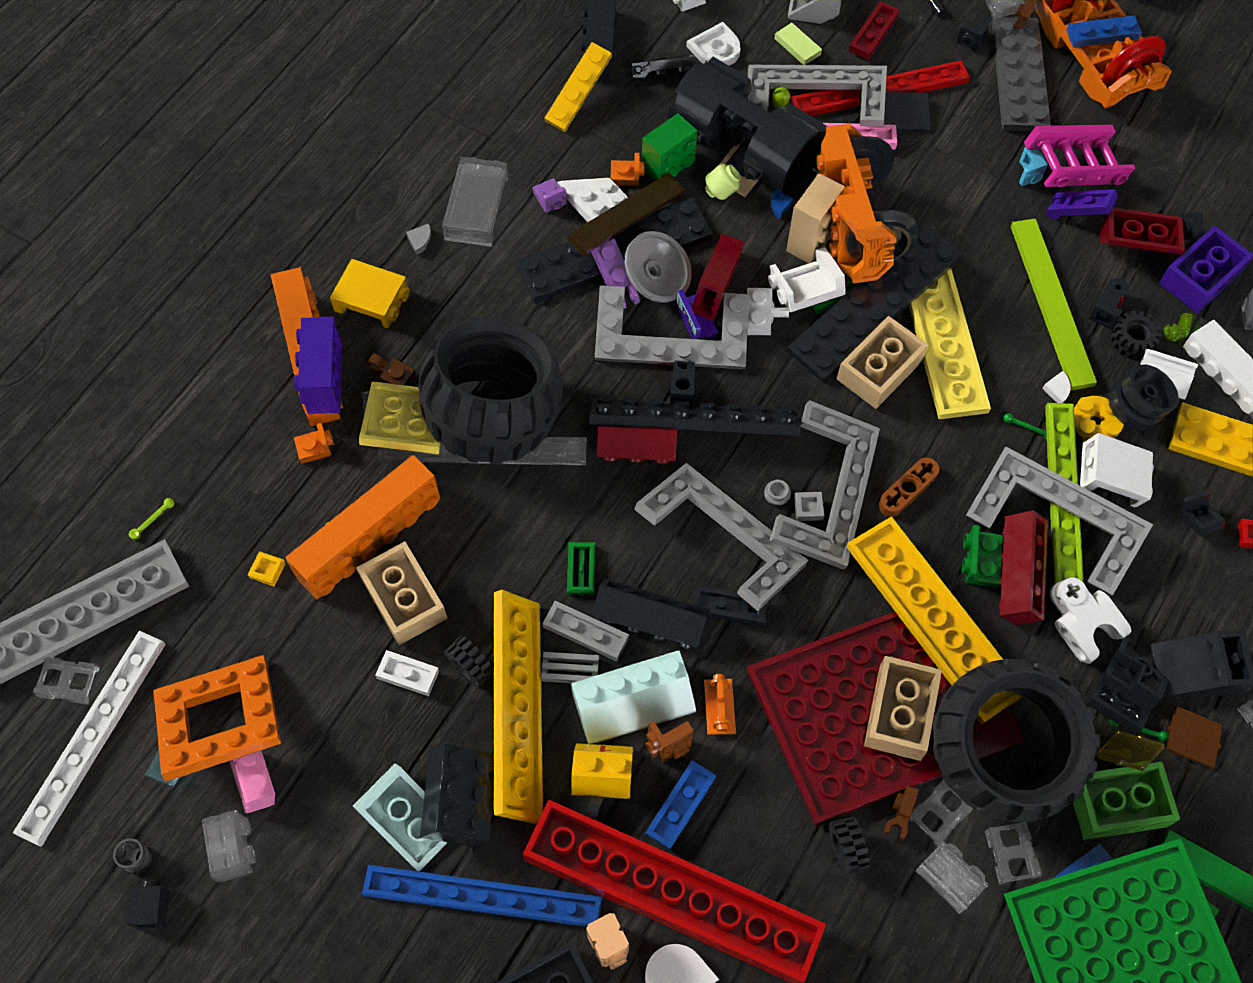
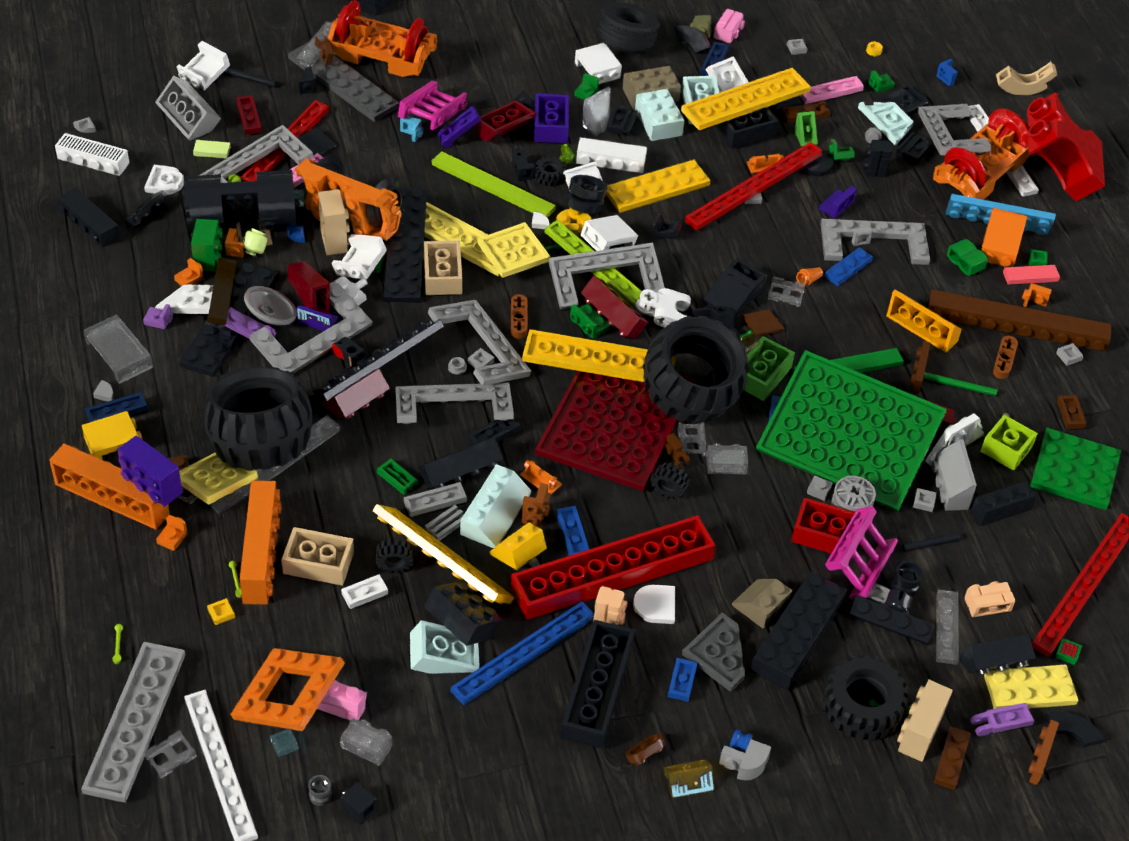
camera: 50 degrees left, 15 degrees down
(409, 265) = (132, 404): none -> dark blue plate
(578, 87) = (110, 250): yellow plate -> none
(701, 166) = (233, 245): none -> orange bracket
(903, 708) = (630, 403): tan brick -> none
(982, 403) = (513, 250): none -> light yellow plate
(1004, 854) = (737, 434): clear piece -> none
(1103, 31) = (380, 36): blue plate -> none

